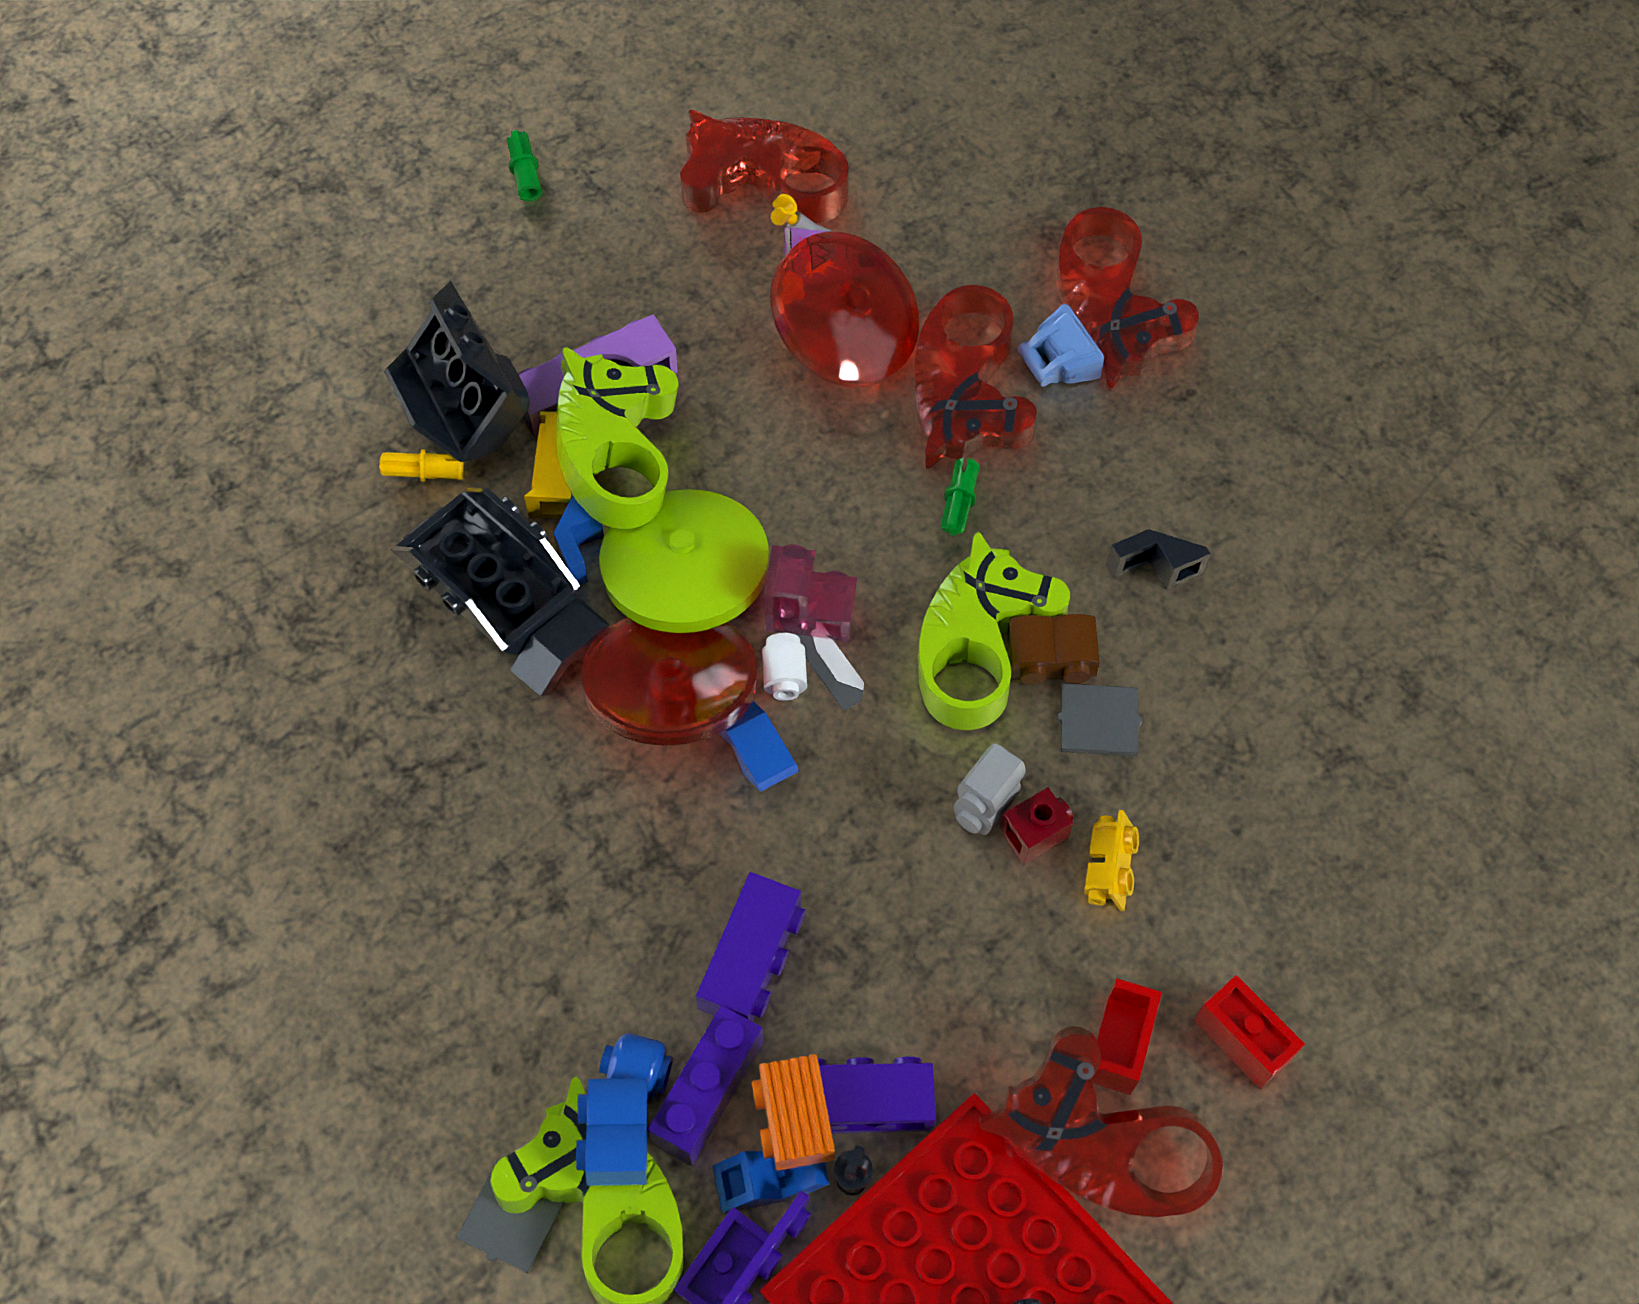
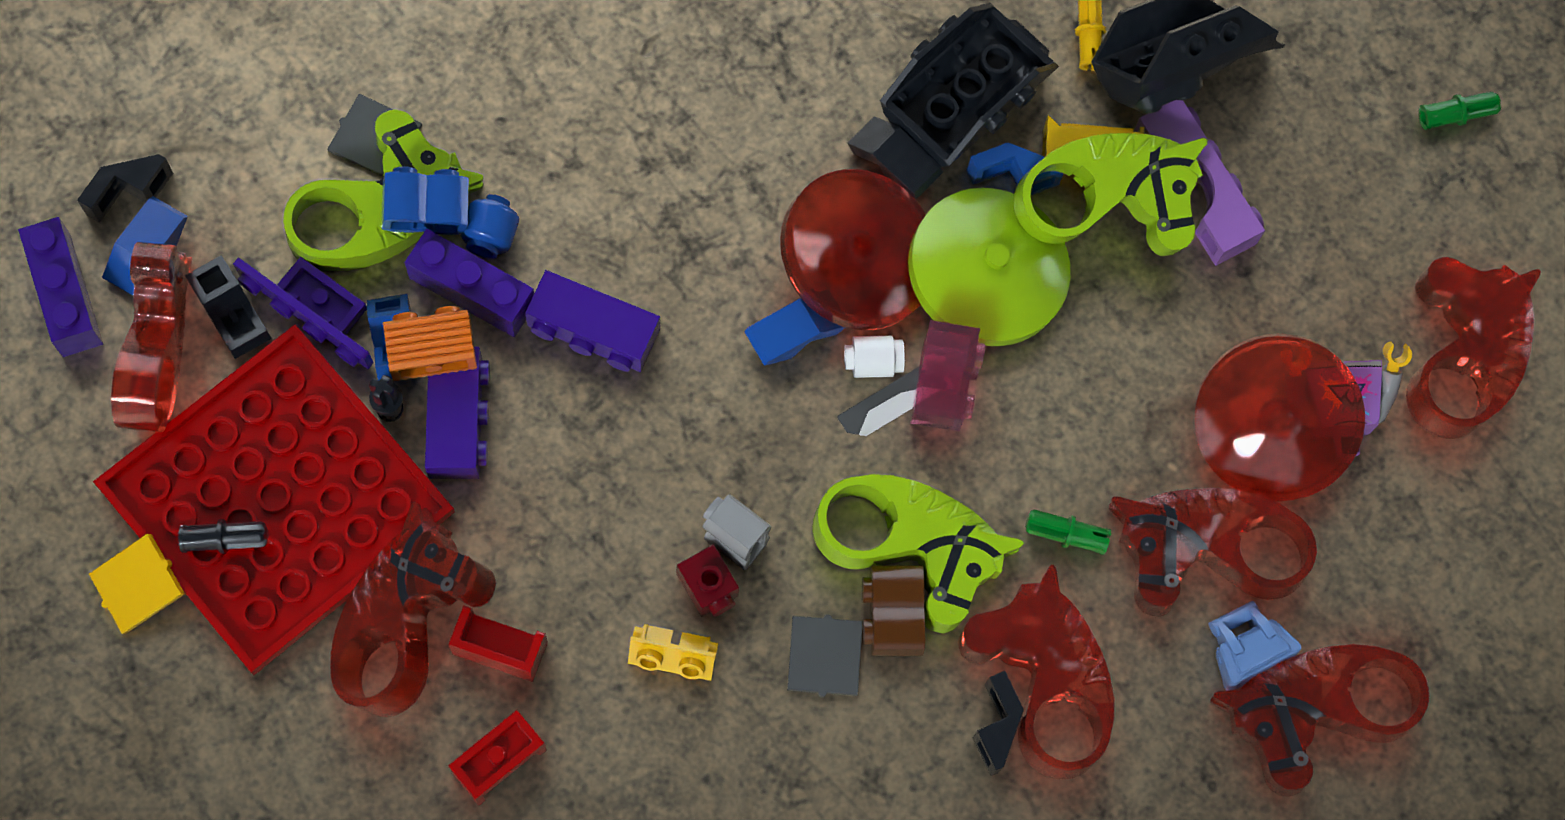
camera: 85 degrees right, 10 degrees up
(1096, 503) = (1057, 647): none -> clear red animal

